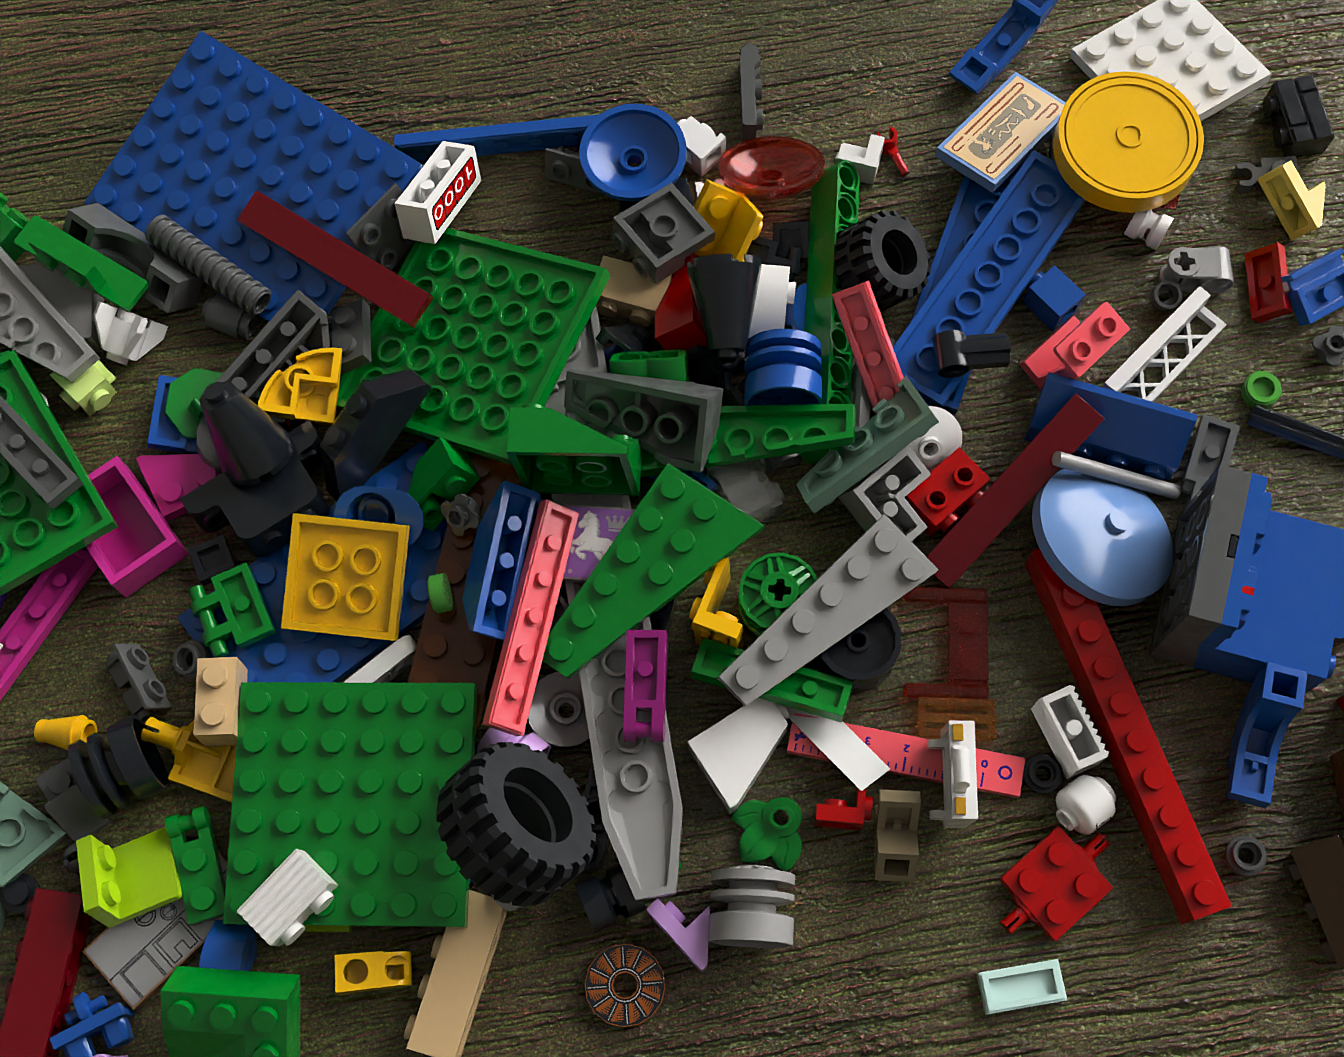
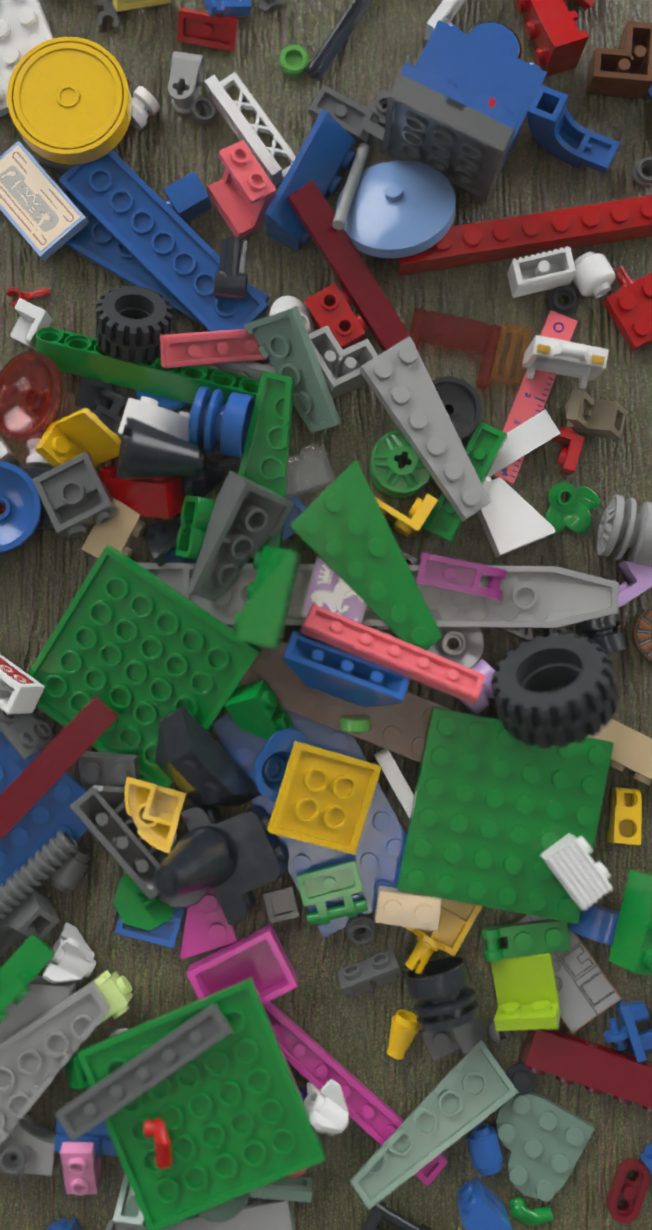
camera: 85 degrees left, 15 degrees up
(461, 513) = (292, 697): dark grey plate -> none

